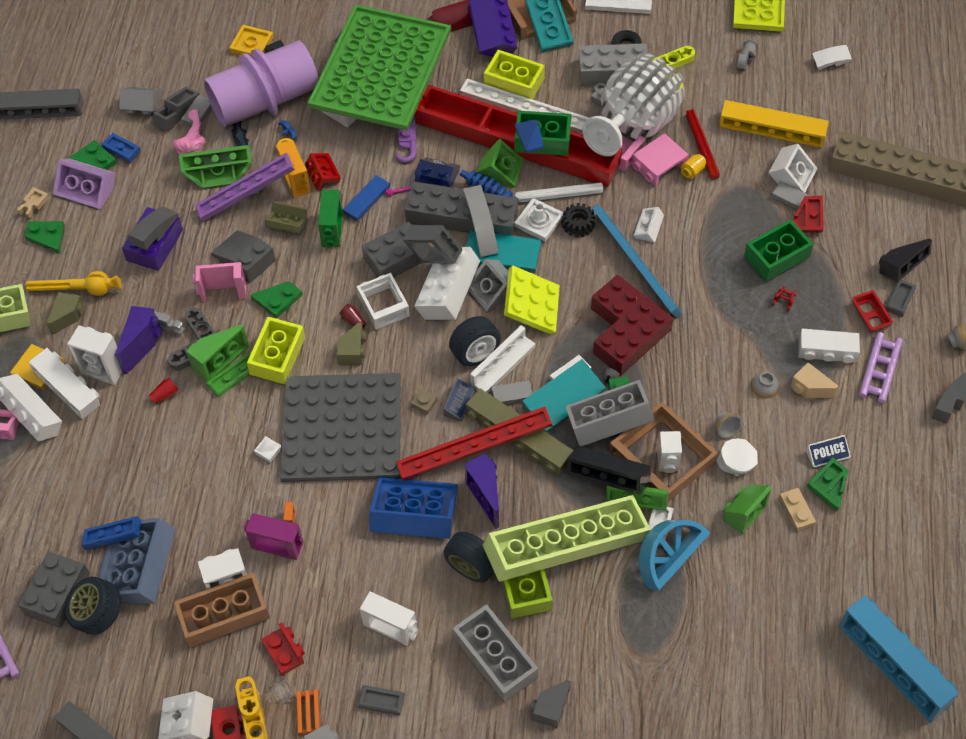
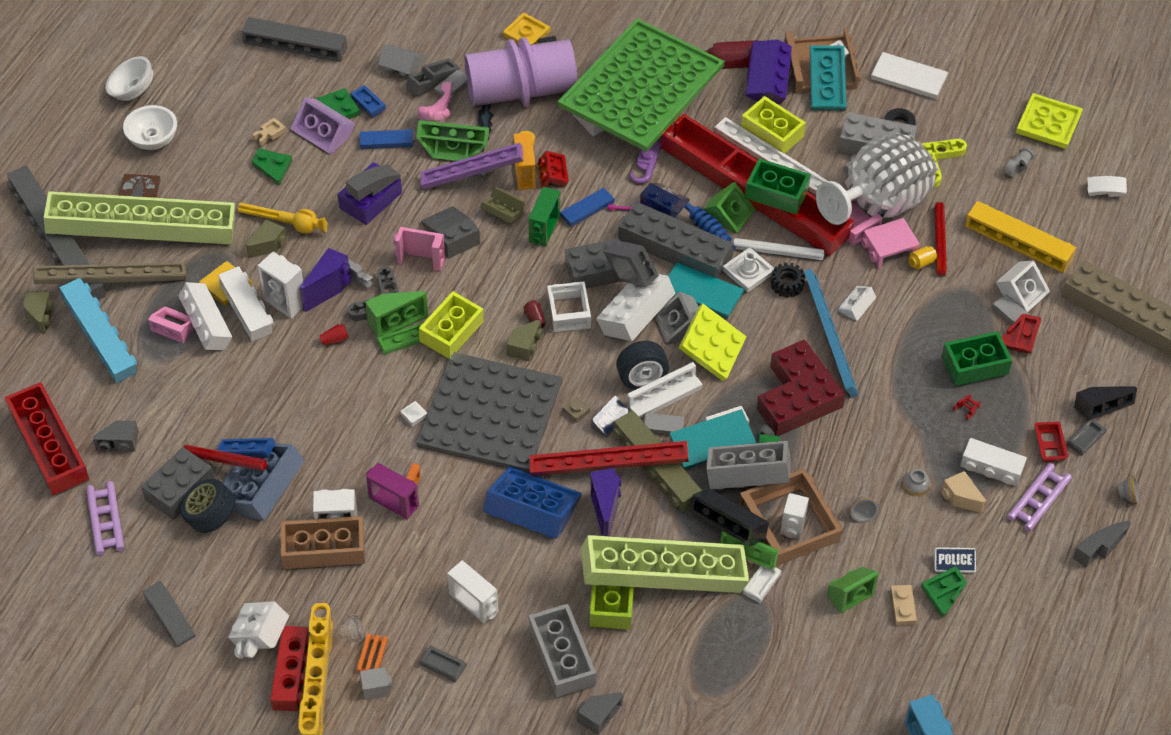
camera: 15 degrees right, 5 degrees down
(95, 549) = (227, 458): none -> red axle
(150, 180) = (386, 139): none -> blue tile
(277, 298) = (470, 279): green wing -> none
(283, 649) = (367, 594): red bracket -> none
(287, 128) = (533, 122): blue piece -> none
(468, 557) = (565, 557): black wheel -> none
(481, 221) = (688, 255): light grey slope -> none
(530, 135) = (761, 184): blue slope -> none
(682, 550) = (766, 615): dark azure window -> none
(737, 457) = (861, 540): white hat -> none

